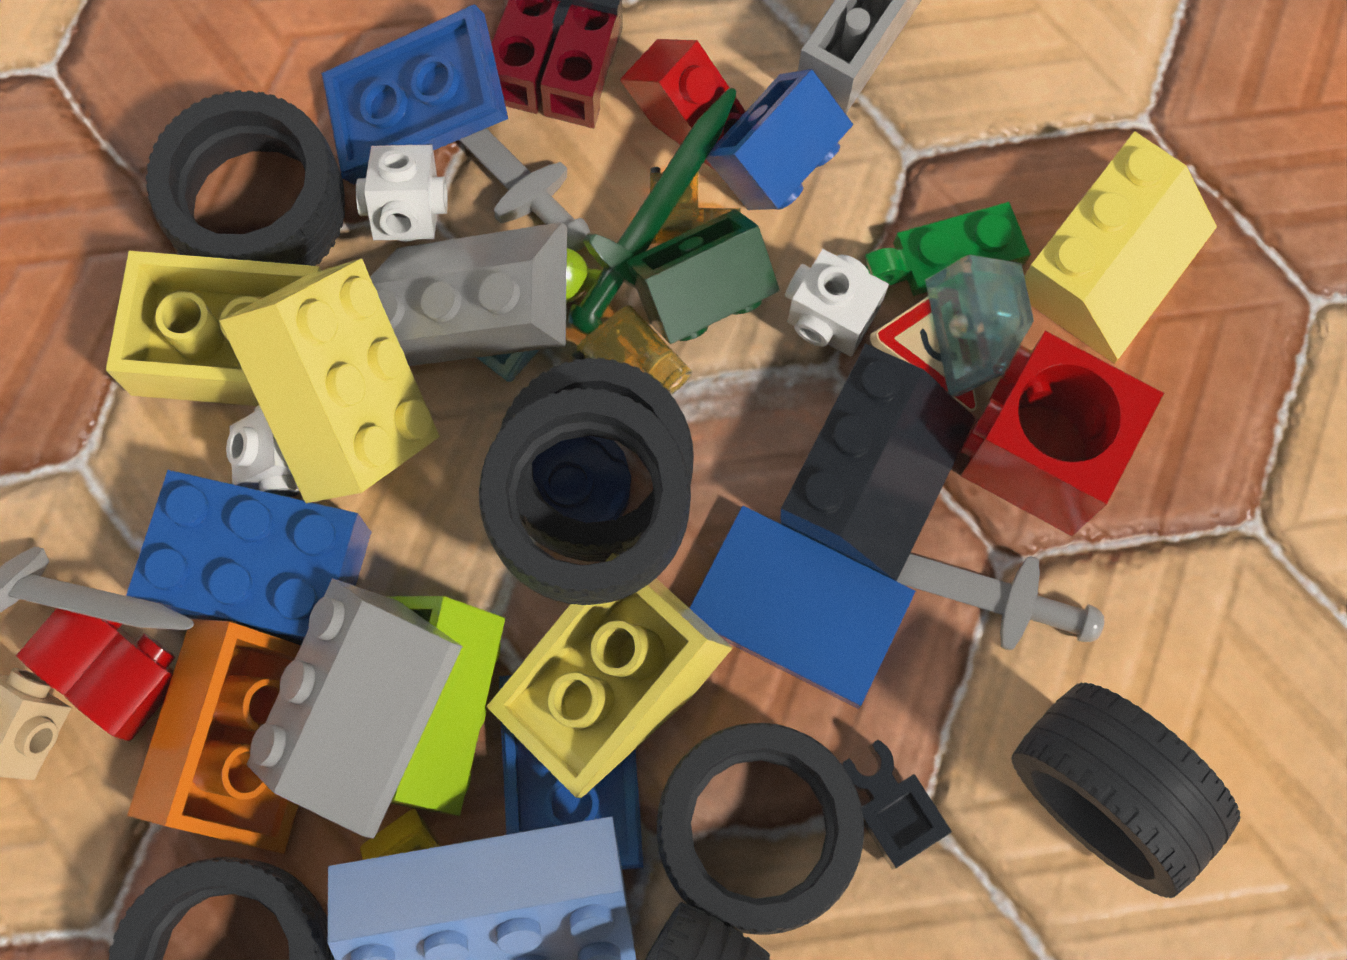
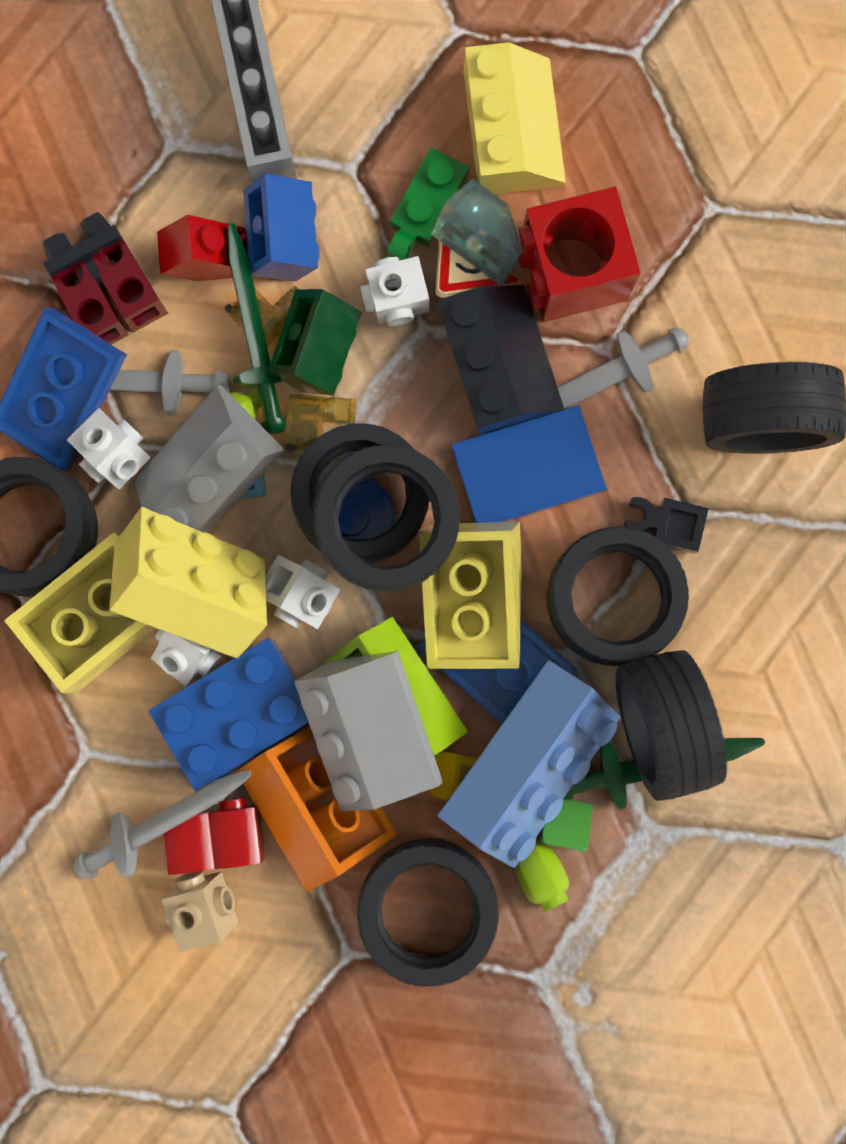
camera: 40 degrees left, 10 degrees up
(436, 502) = (299, 592): none -> white brick

